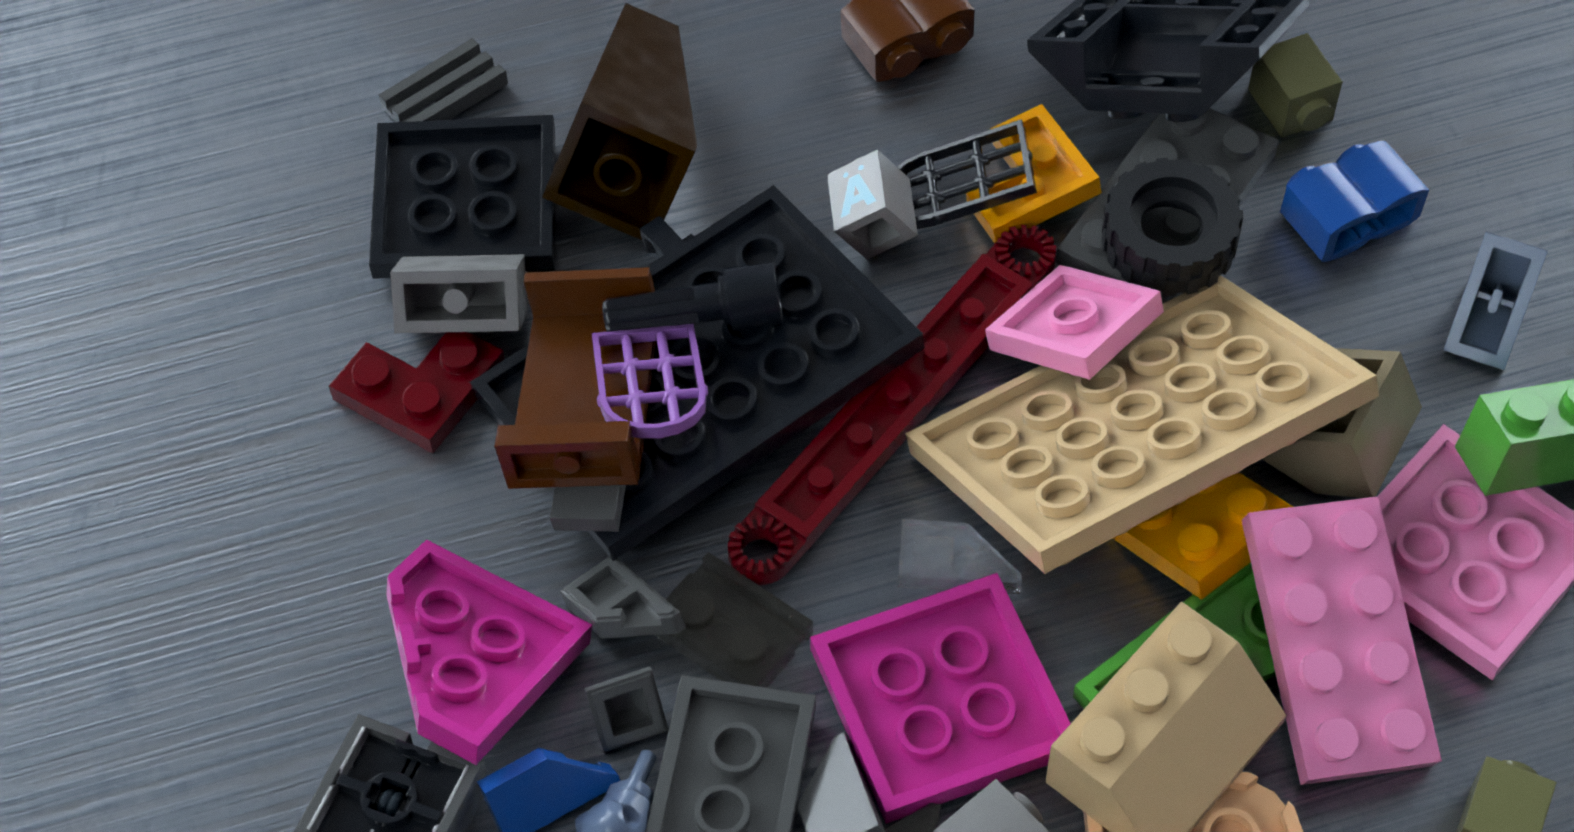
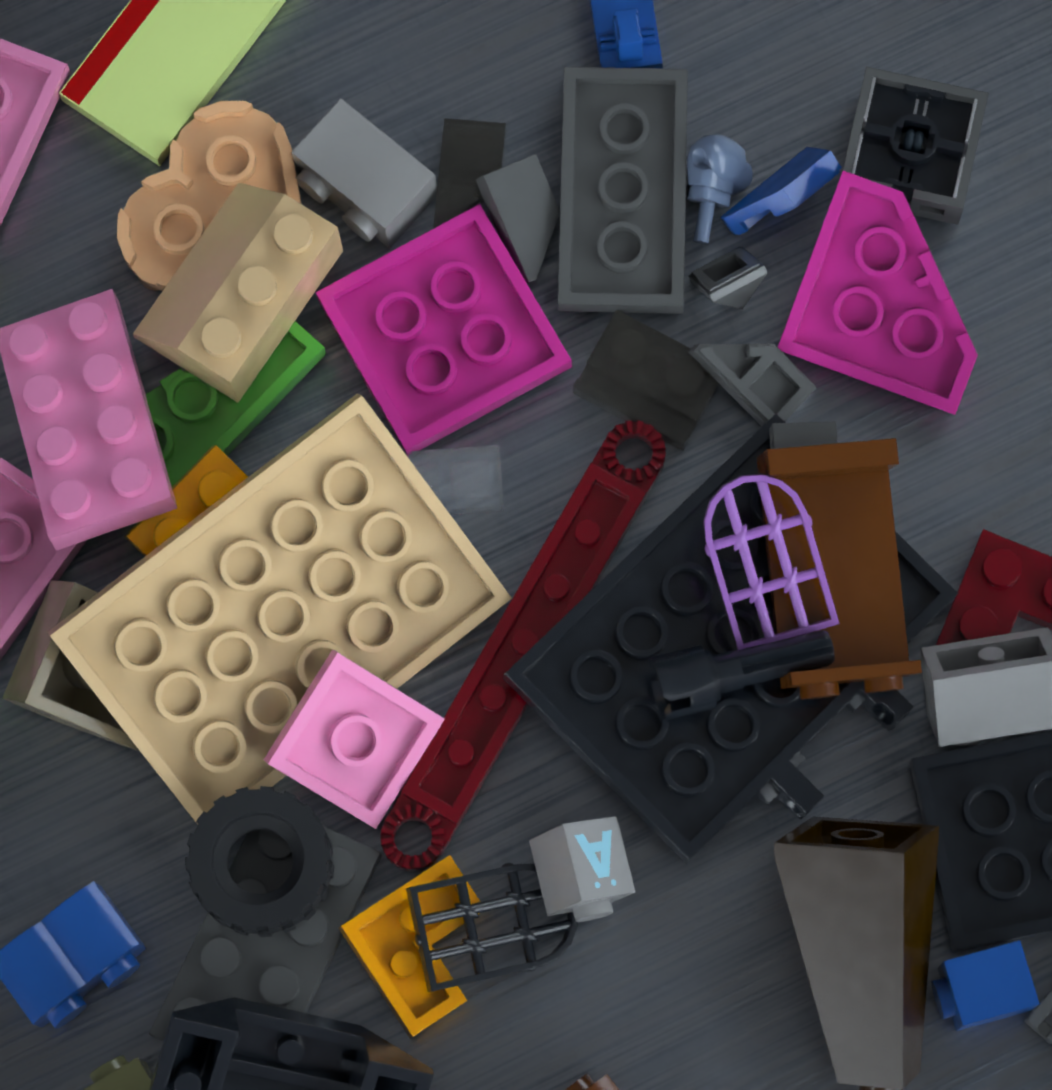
camera: 175 degrees right, 20 degrees up
(535, 85) = (985, 986): none -> blue brick

